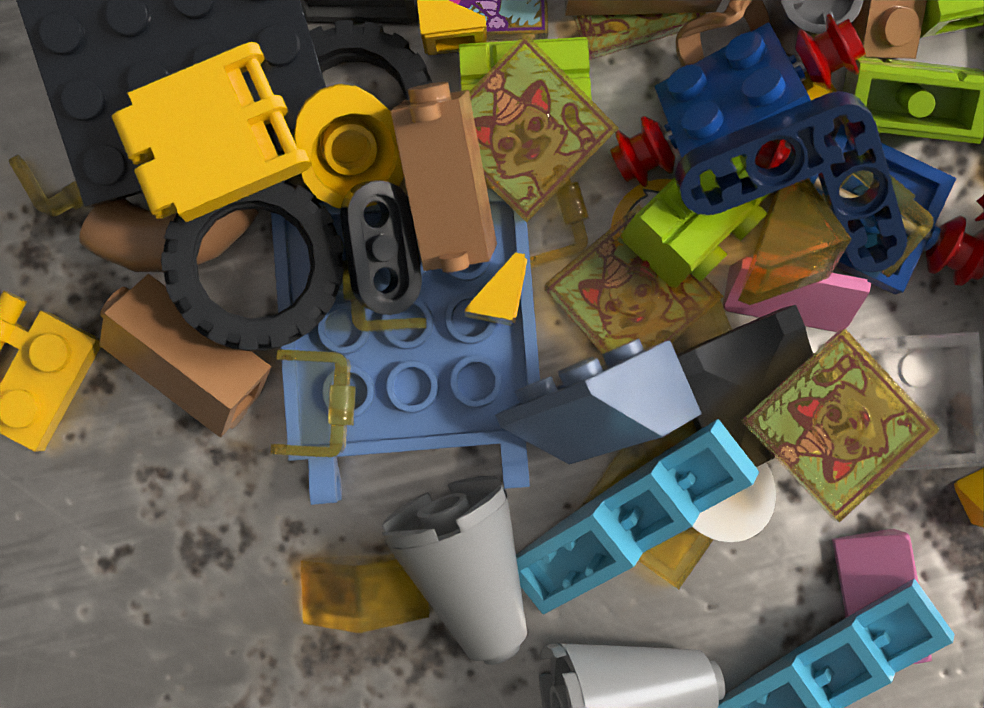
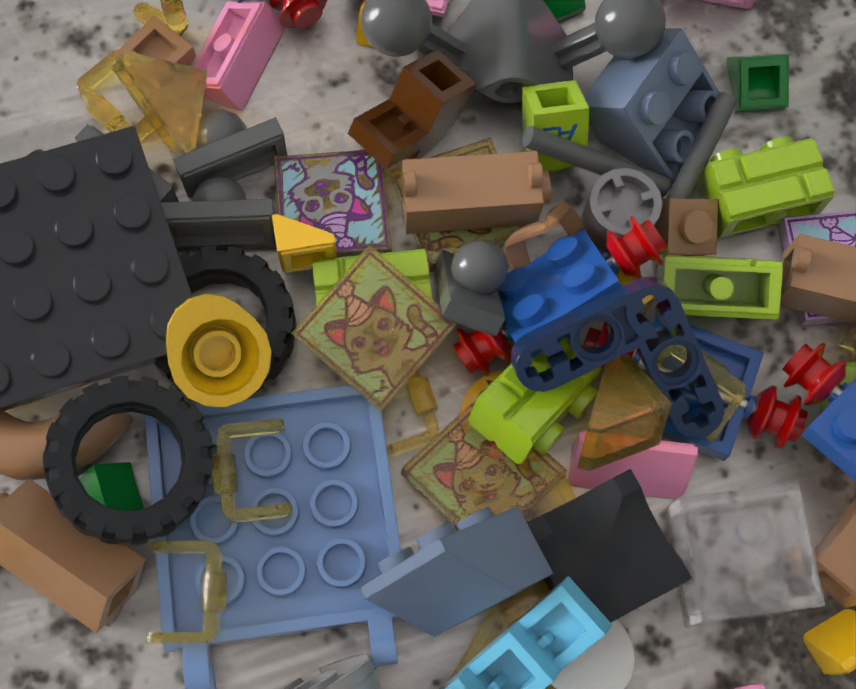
camera: 10 degrees left, 15 degrees down
(208, 136) = (86, 346): yellow plate -> none
(237, 287) = (113, 485): none -> green slope
(386, 244) = (252, 437): black plate -> none
(444, 177) = (303, 373): medium nougat brick -> none
(501, 295) = (360, 476): yellow slope -> none
(635, 84) = (470, 285): none -> dark grey tile
(840, 425) = (682, 576): clear yellow tile -> none

